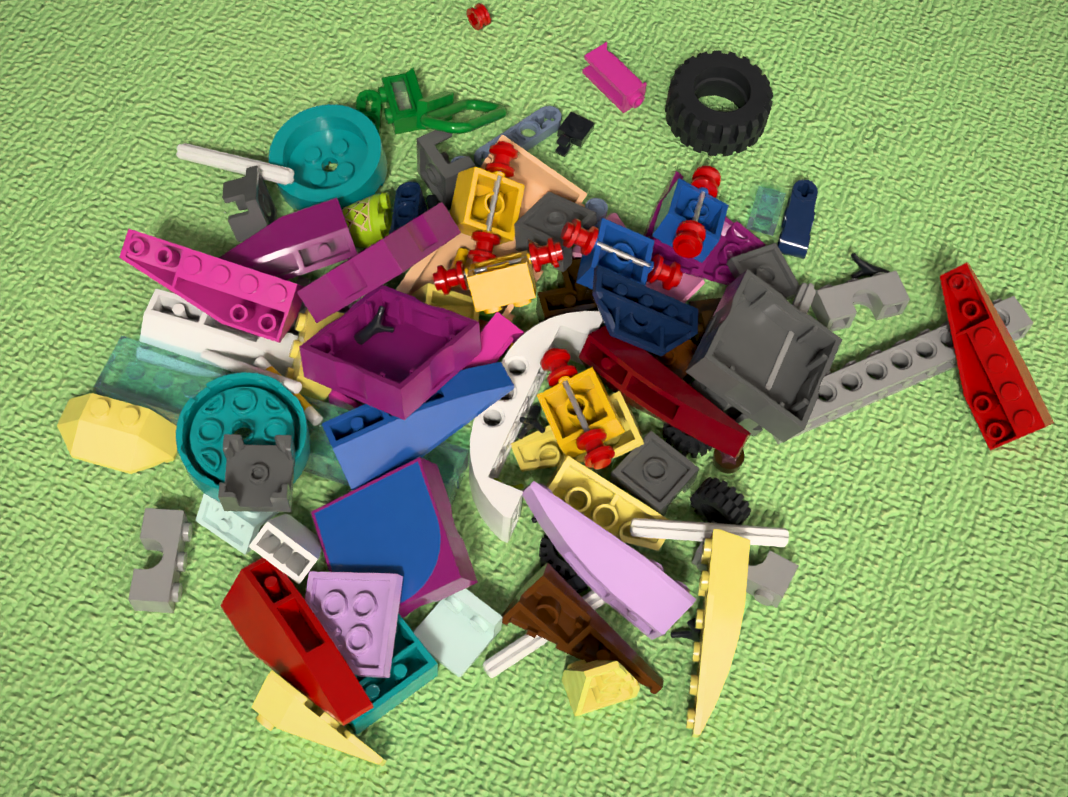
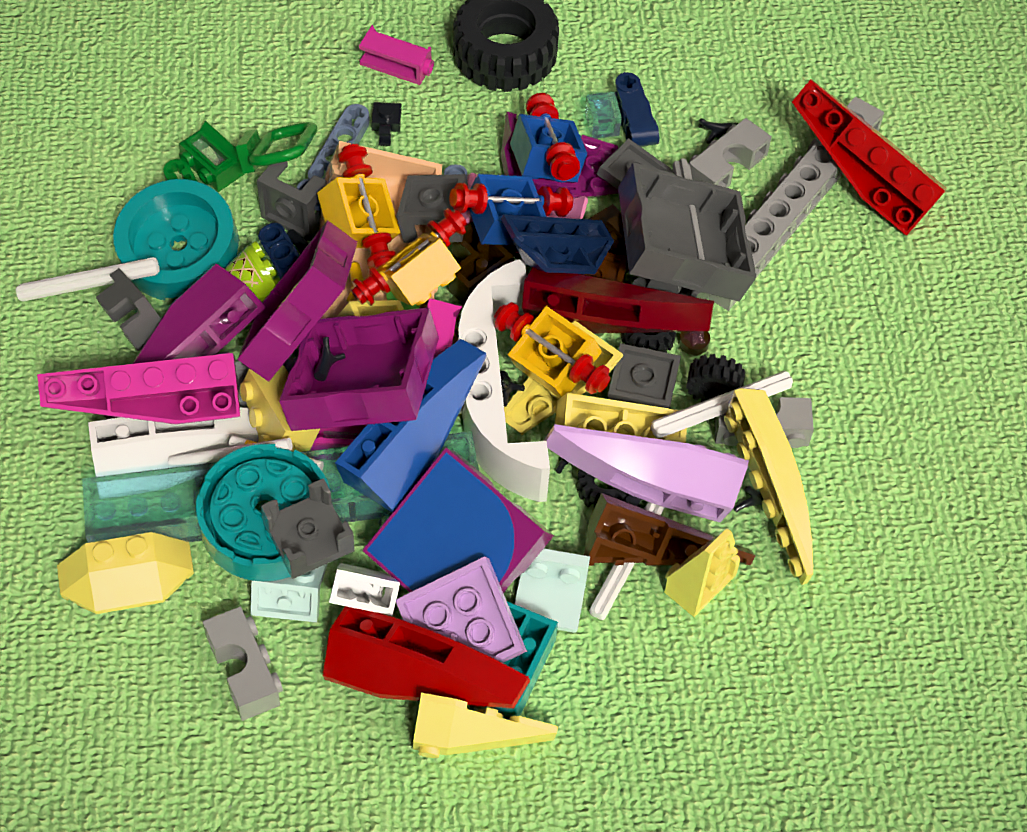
camera: 25 degrees left, 5 degrees down
(478, 16) = (233, 51): red bush -> none

